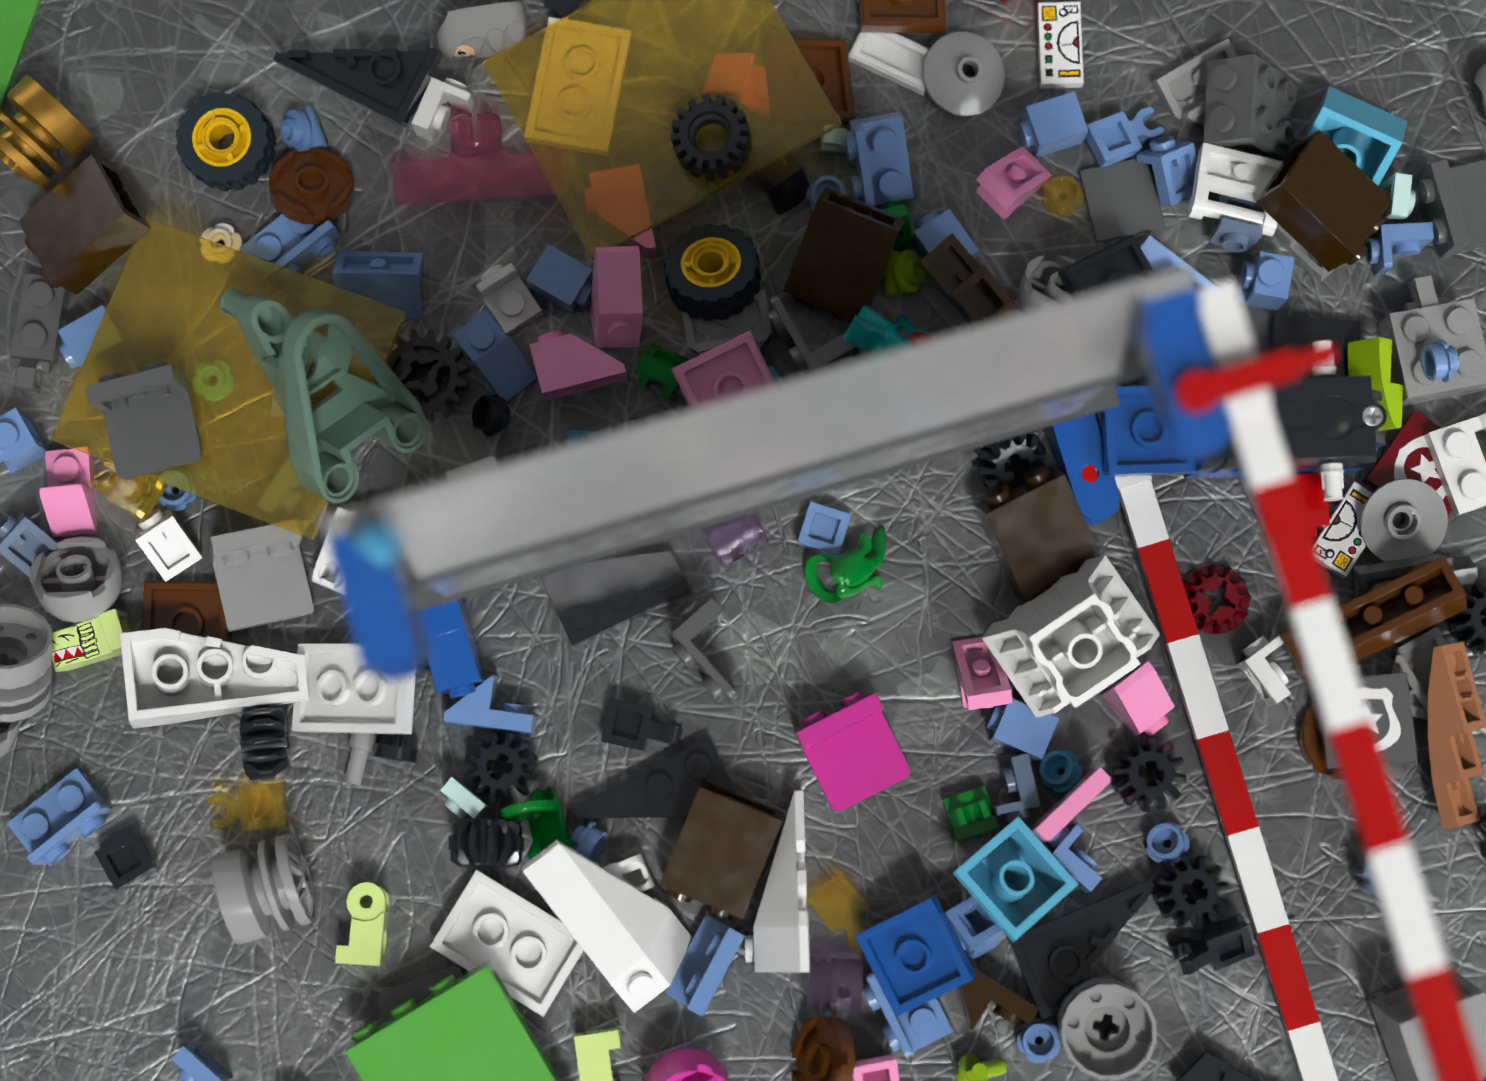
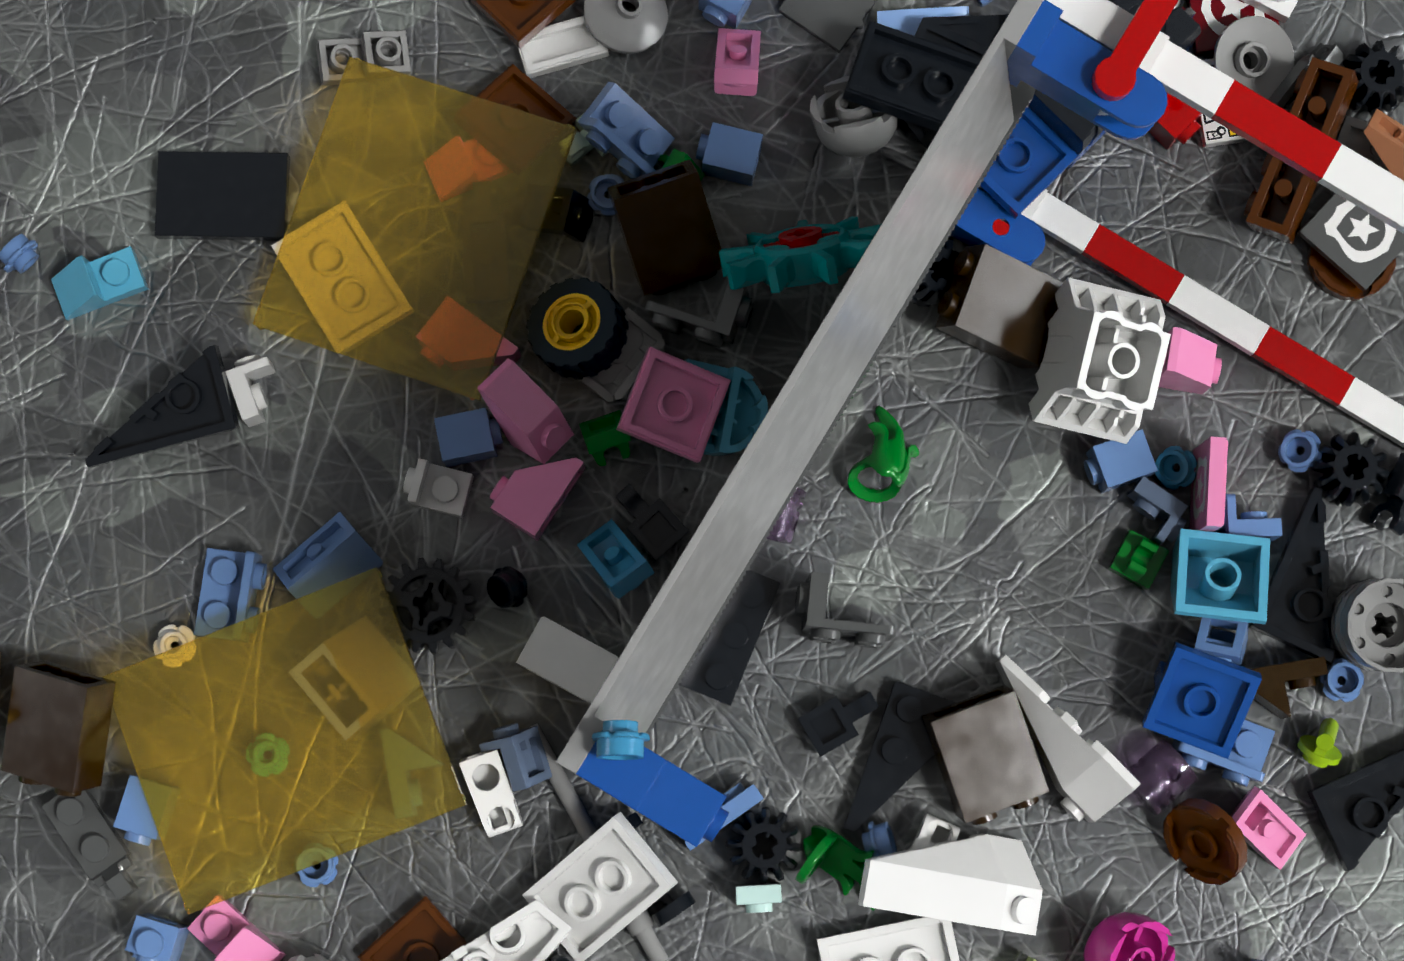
camera: 45 degrees left, 0 degrees up
(134, 495) = (284, 898): clear yellow plate -> none
(148, 419) = (255, 829): dark grey bracket -> none
(166, 543) = (348, 911): white bracket -> none
(210, 121) = (79, 558): black wheel -> none
(260, 576) = (447, 871): light grey bracket -> none
(302, 130) = (158, 502): medium blue plate -> none
(311, 186) = (206, 537): reddish brown tile -> none
(337, 424) = (410, 691): sand green connector -> none
(472, 170) = (320, 414): clear pink plate -> none
(482, 30) = (230, 301): light grey piece -> none
(486, 843) = (807, 912): black gear -> none
(495, 356) = (468, 540): medium blue slope -> none
(705, 964) = (1053, 850): medium blue bracket -> none
(711, 113) = (470, 208): black tyre -> none
(824, 529) = (841, 448): medium blue plate -> none
(839, 907) = (1107, 717): clear yellow plate -> none
(852, 751) = (1012, 592): dark pink bracket -> none
(903, 274) = (722, 202): lime plate -> none
(967, 284) = (814, 173): dark brown slope -> none
(980, 675) = (1054, 450): bright pink slope -> none
(1065, 185) = (785, 28): clear yellow plate -> none
(1158, 763) = (1235, 396): black gear -> none
(1235, 592) = (1179, 221): dark red gear -> none
(1265, 678) = (1257, 264): white bracket -> none

